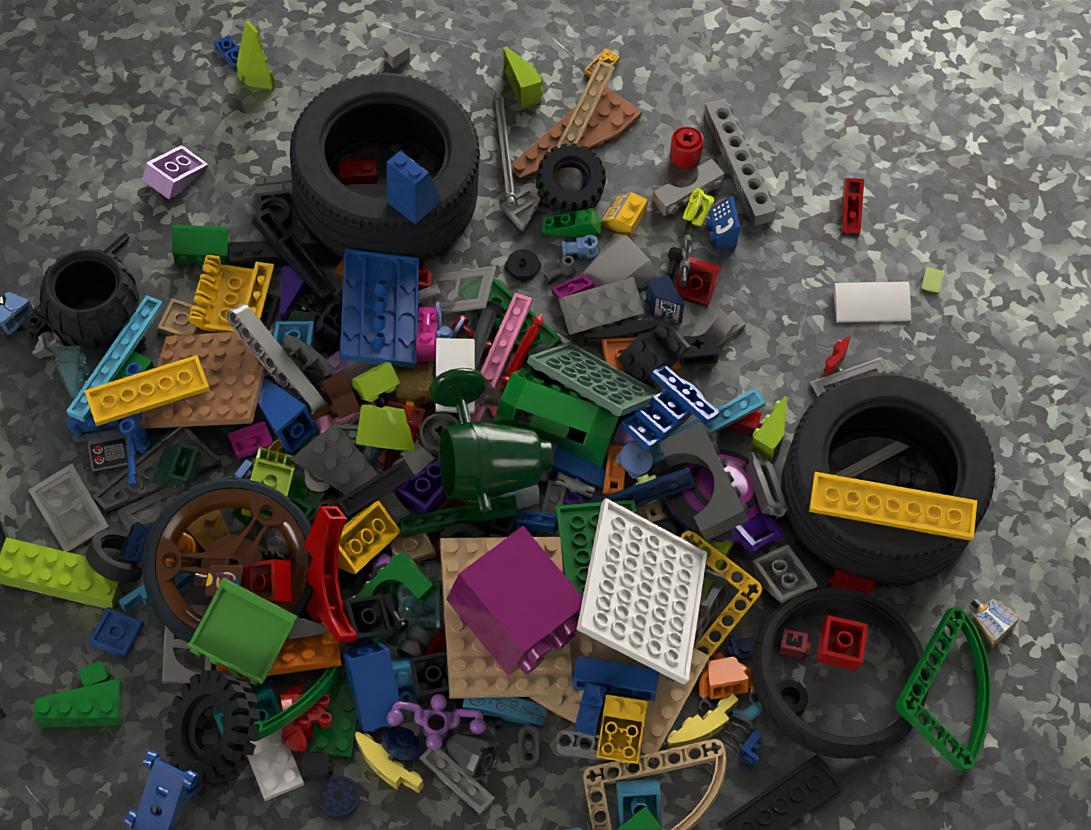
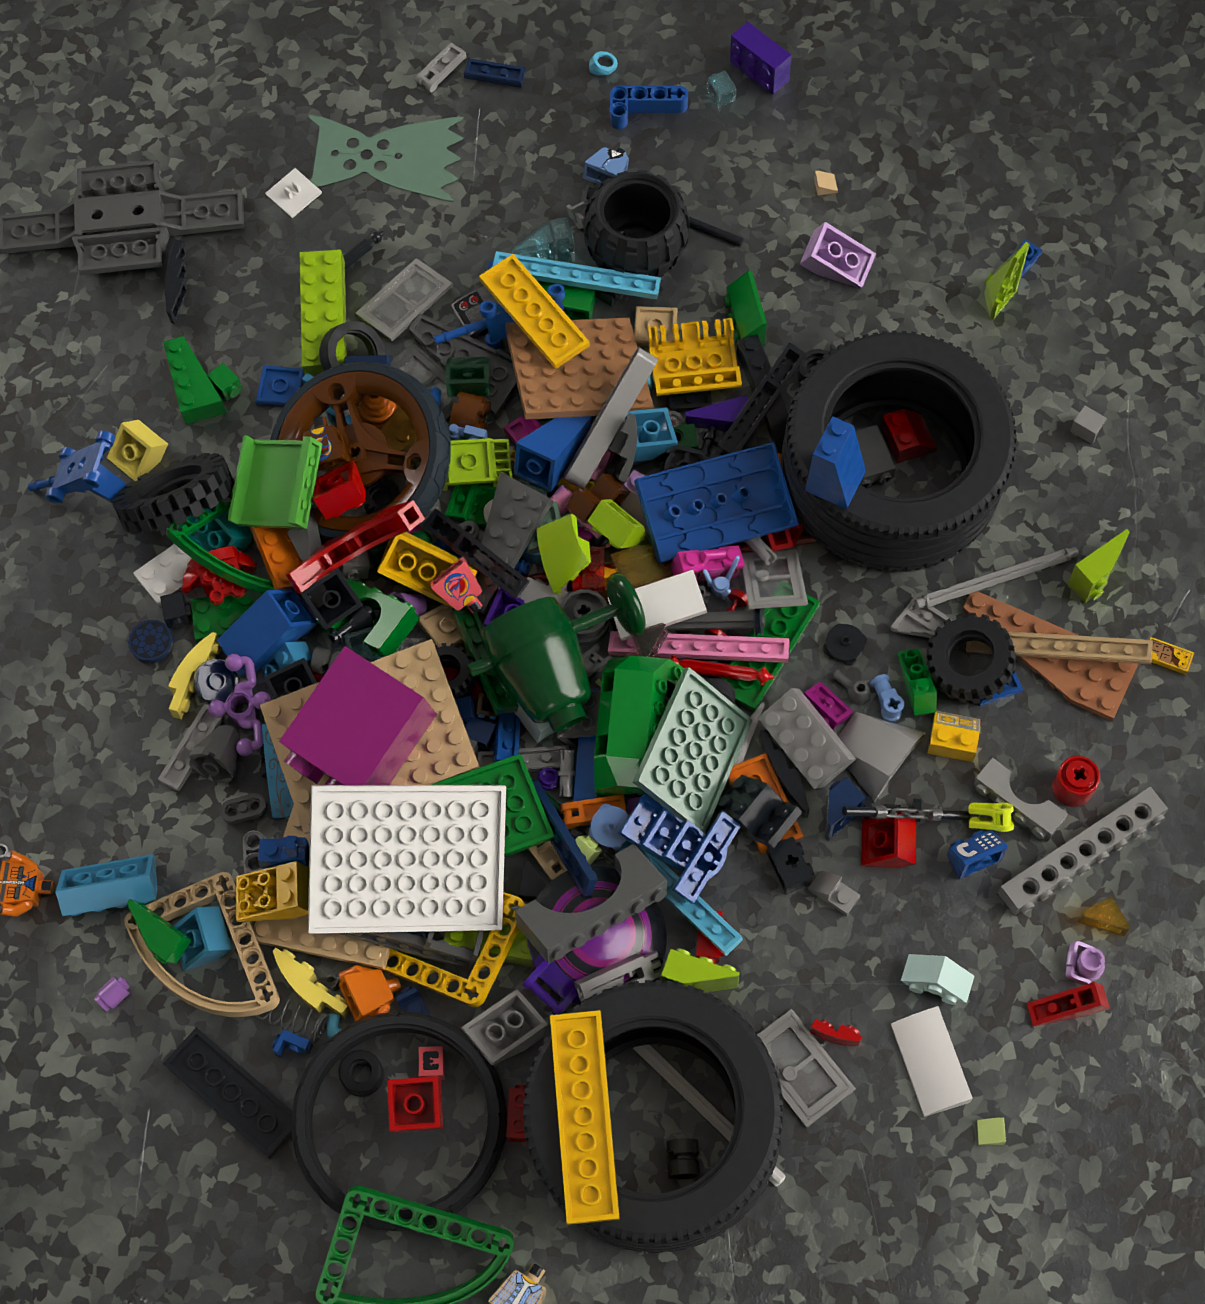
camera: 80 degrees right, 5 degrees up
(97, 161) = (825, 183): none -> tan slope
(129, 770) = (136, 449): none -> light yellow slope
(214, 469) = (470, 411): none -> reddish brown brick
(387, 515) = (458, 586): none -> coral torso
(792, 162) = (1106, 917): none -> clear yellow slope
(812, 276) = (938, 976): none -> light aqua brick
(824, 185) = (1086, 964): none -> lavender piece

